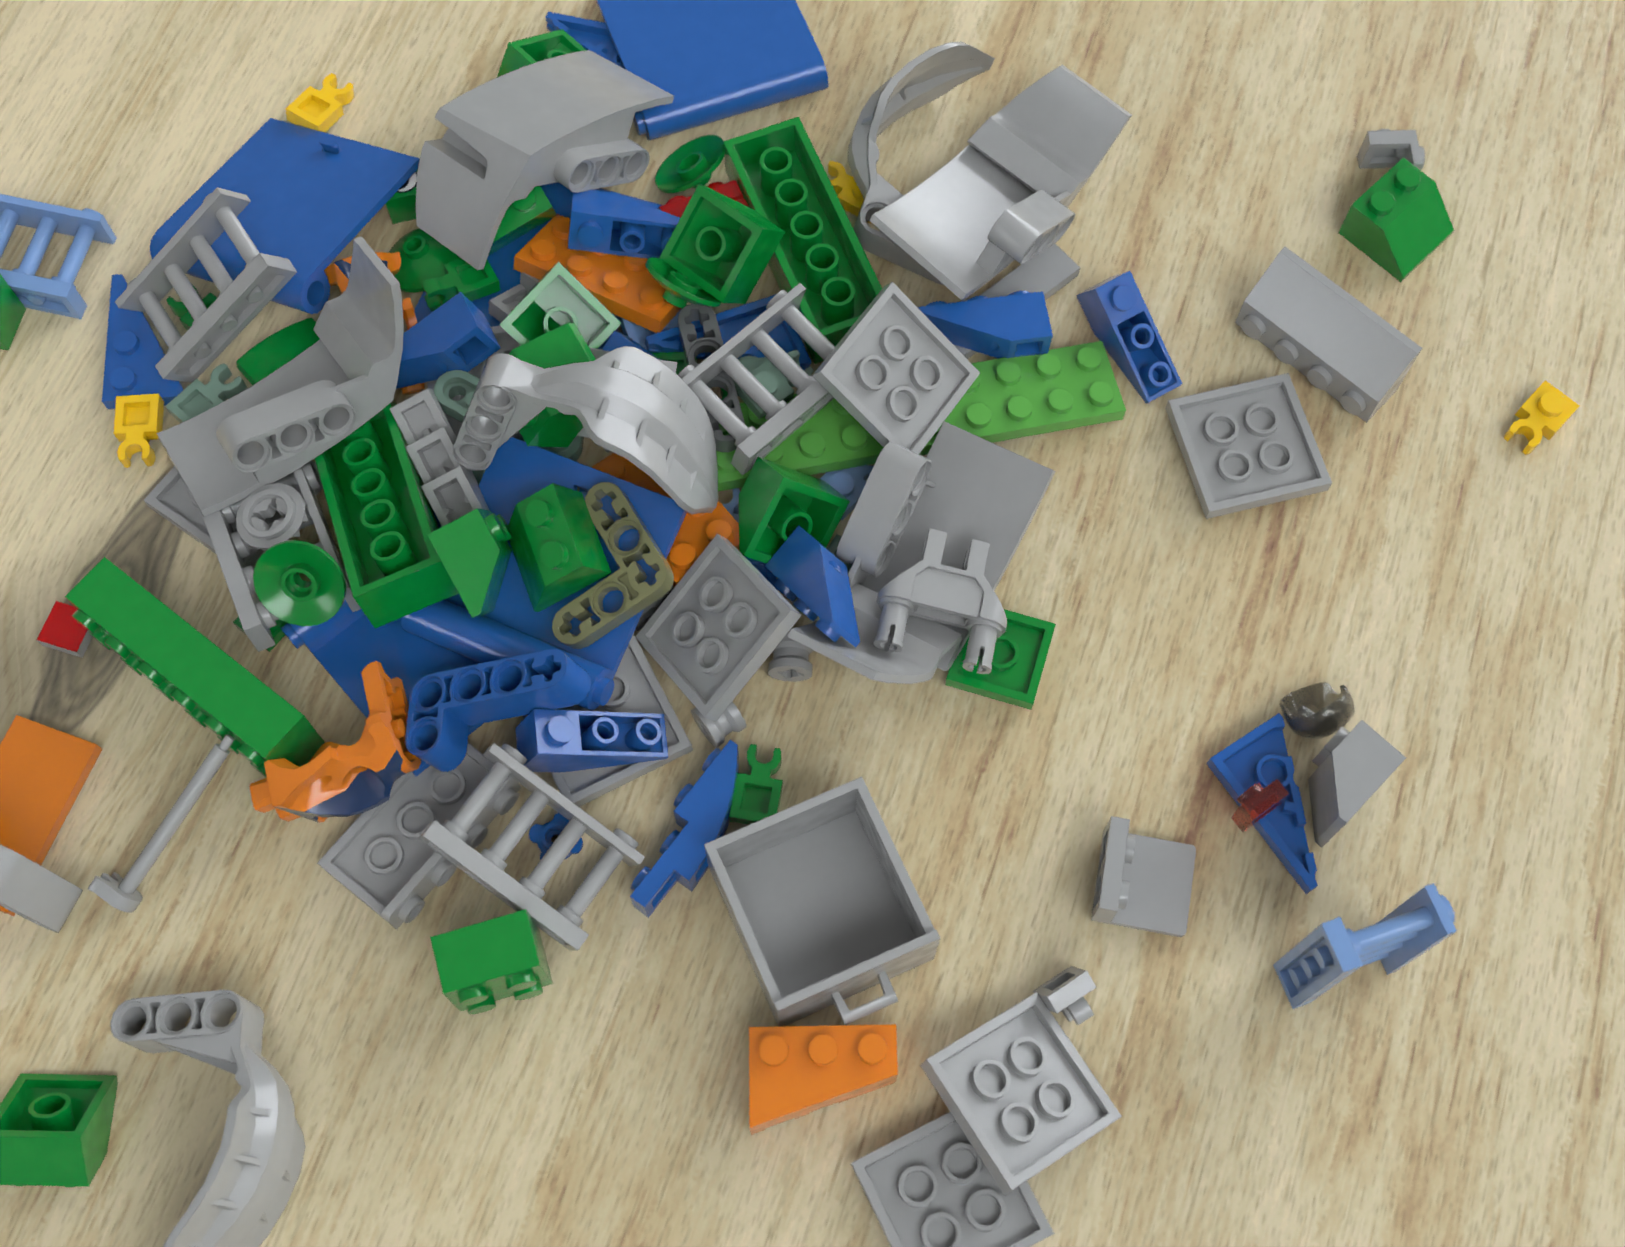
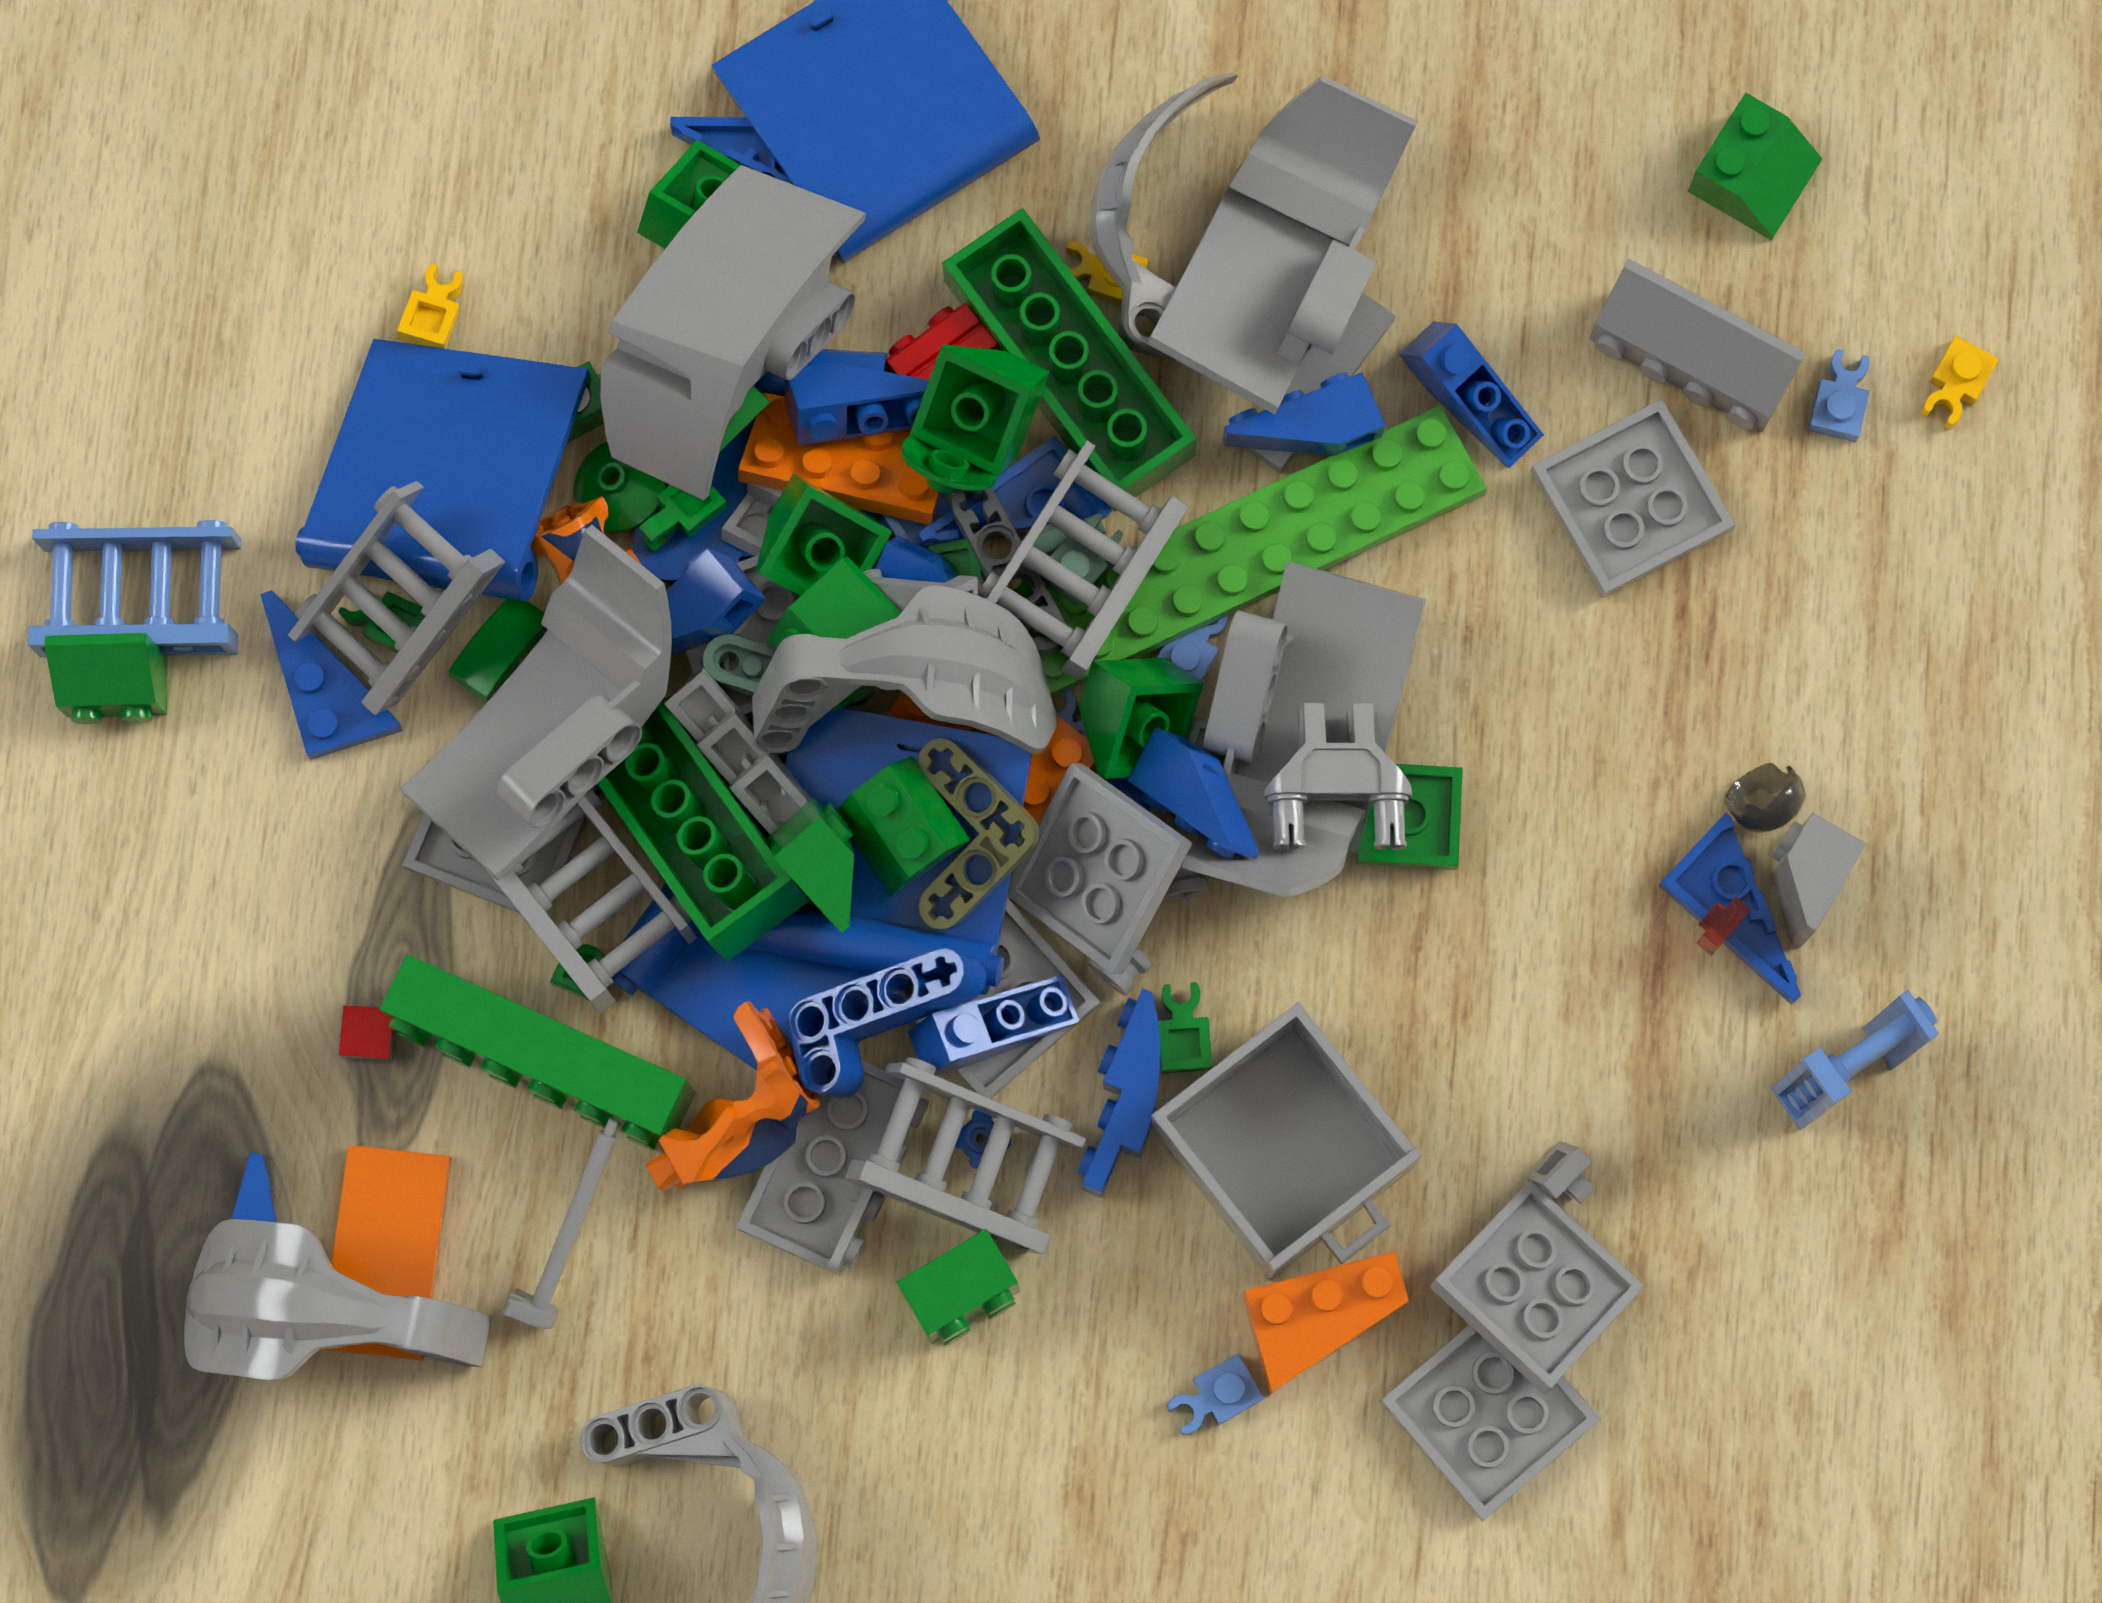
camera: 10 degrees left, 10 degrees up
(135, 423) = (357, 772): yellow plate -> none
(200, 397) = (425, 731): sand green plate -> none
(262, 505) = (556, 848): light grey gear -> none
(288, 595) = (636, 950): green dish -> none
(690, 164) = (904, 289): green dish -> none
(710, 1120) = (1223, 1392): none -> medium blue plate
(896, 372) = (1222, 522): light grey plate -> none
(1143, 881) = (1617, 1033): light grey bracket -> none
(1388, 147) = (1726, 71): light grey bracket -> none
(1438, 411) = (1840, 404): none -> medium blue plate

